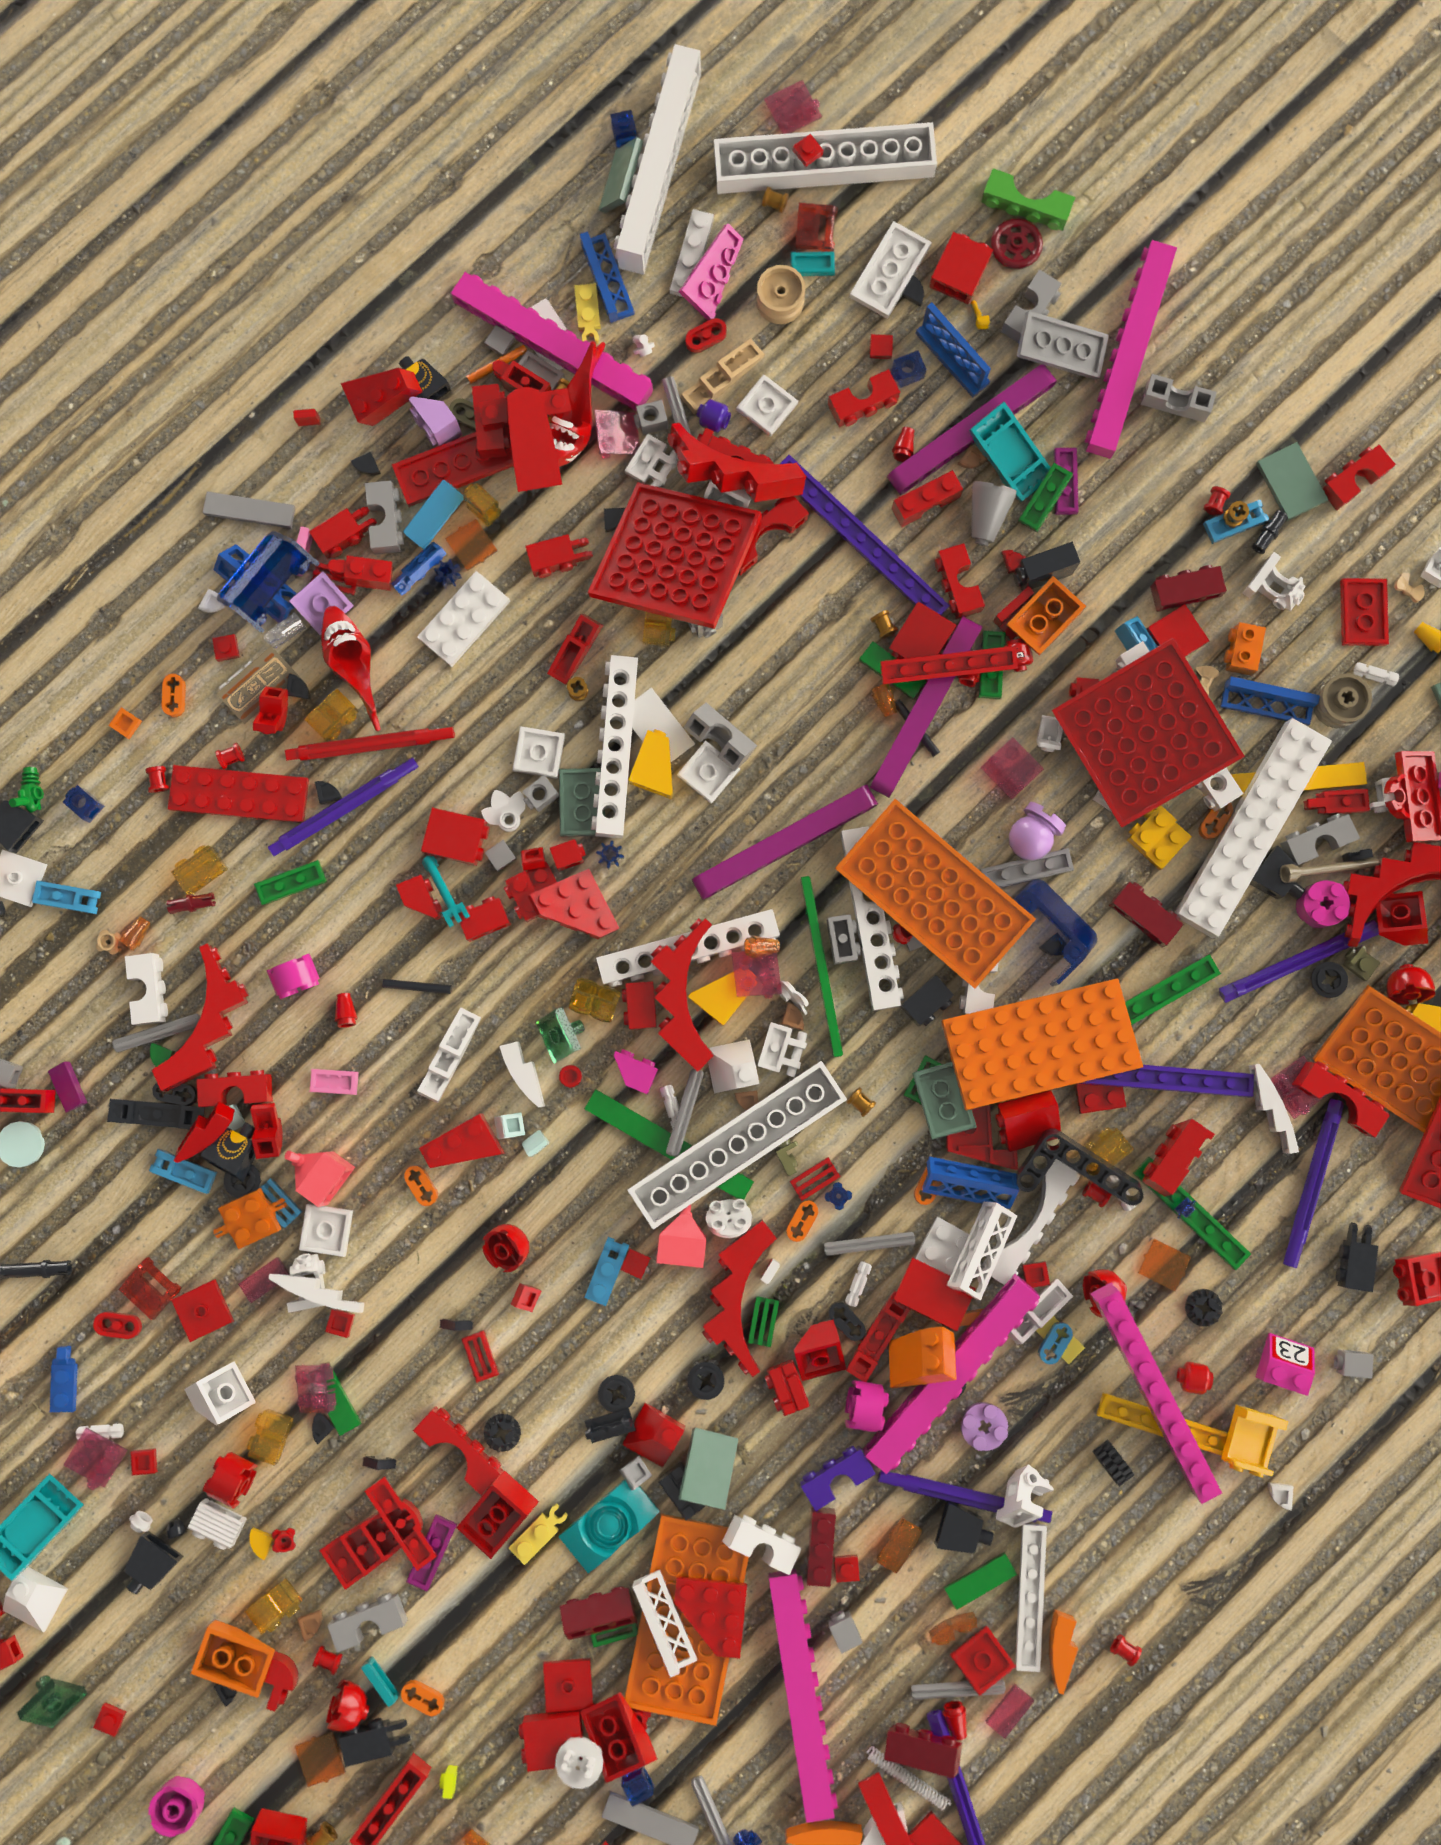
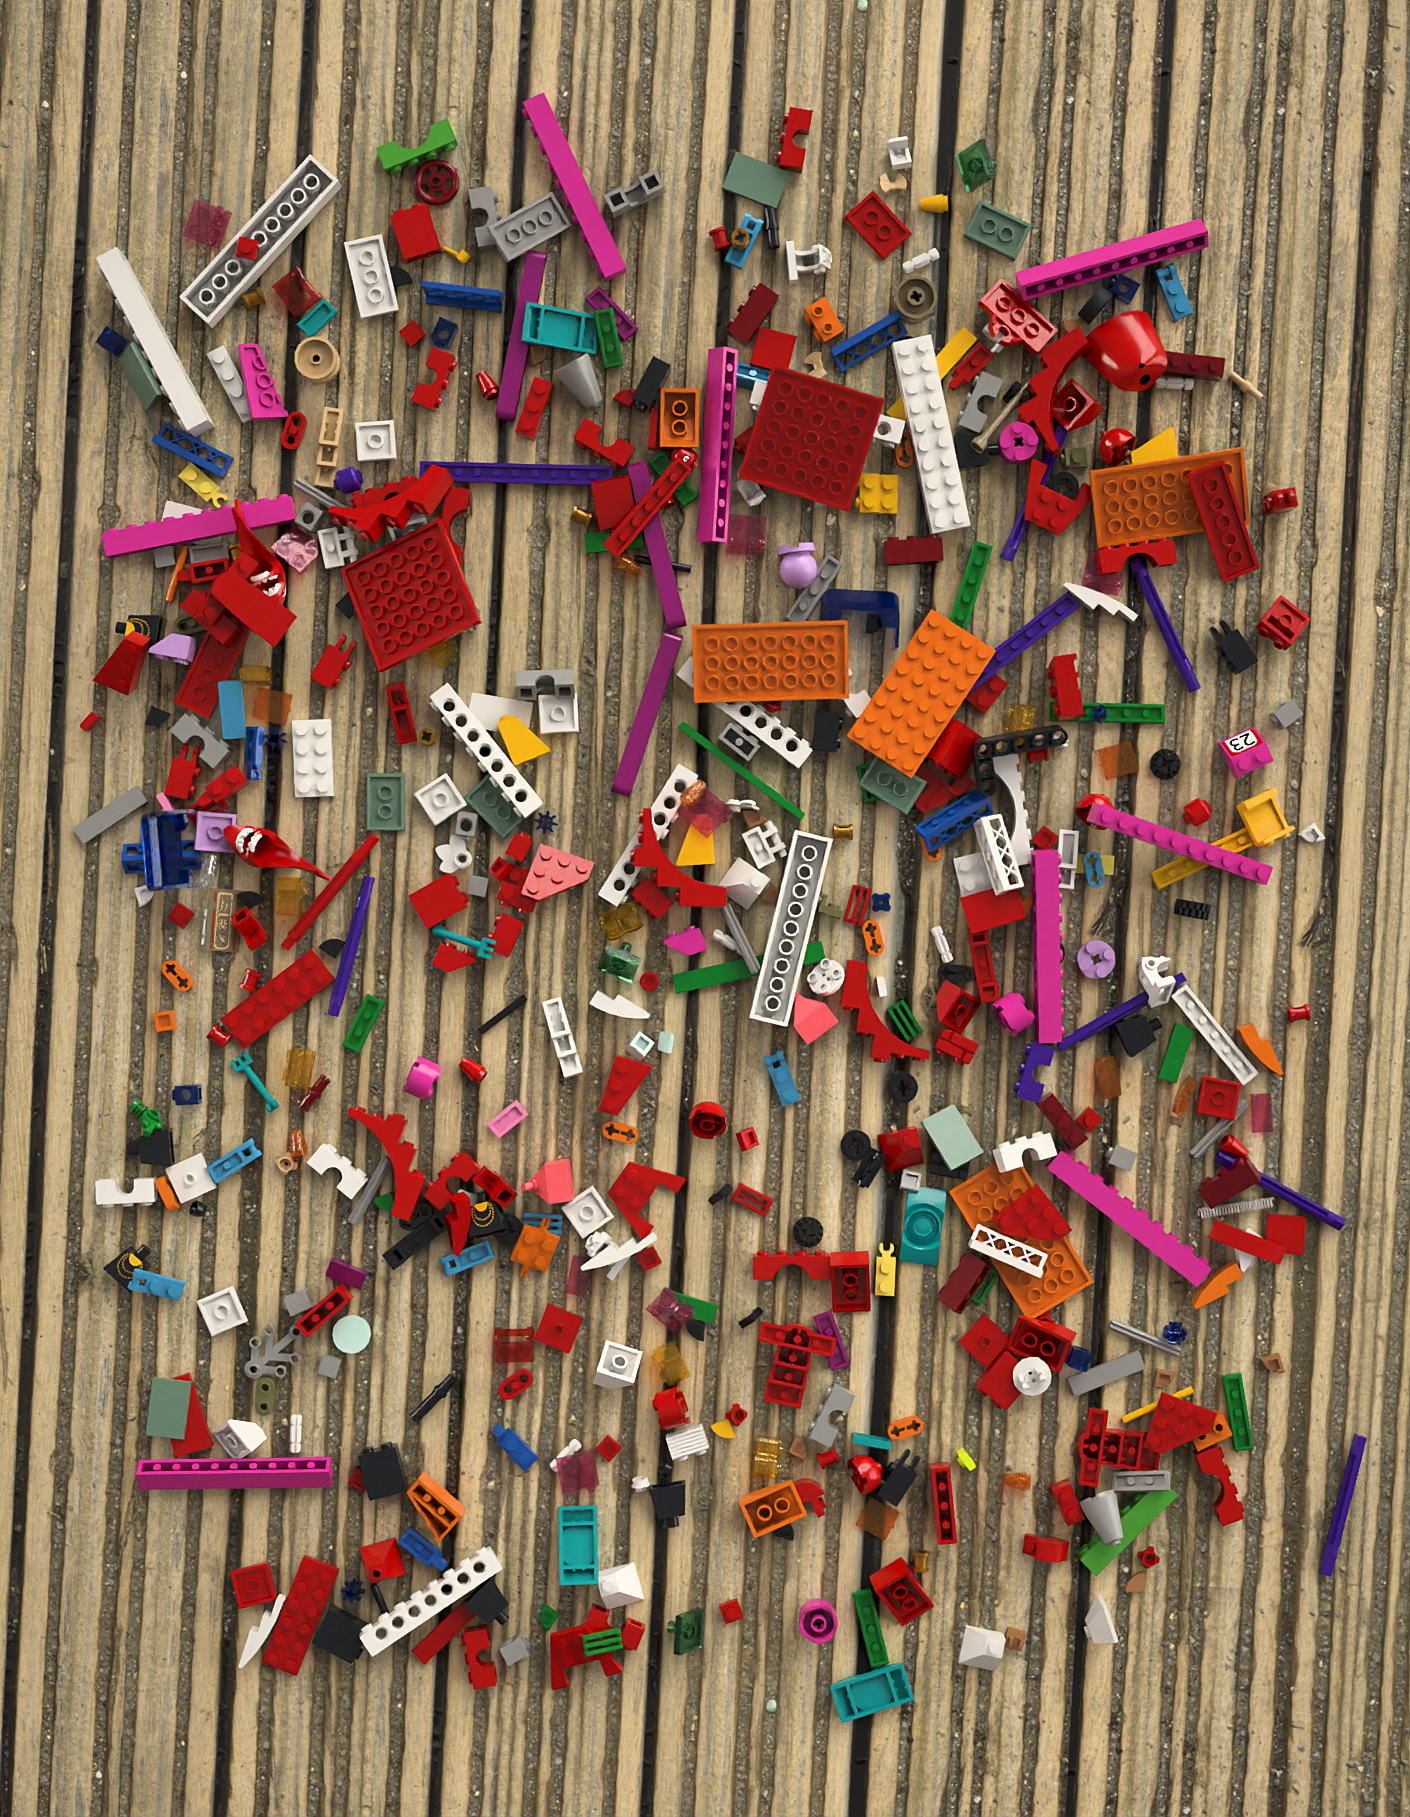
camera: 45 degrees left, 5 degrees up
(154, 823) = (244, 1065): none -> teal hinge
(387, 1248) = (634, 1189): none -> red wing
(490, 712) = (385, 802): none -> sand green tile
(635, 1263) = (795, 1057): red tile -> none
(643, 346) = (260, 474): white plate -> none
(869, 1243) = (926, 913): light grey axle -> none
(922, 1358) = (1020, 952): orange slope -> none
(1056, 670) = (717, 445): none -> dark pink brick
(1301, 984) = (1048, 508): none -> red wing

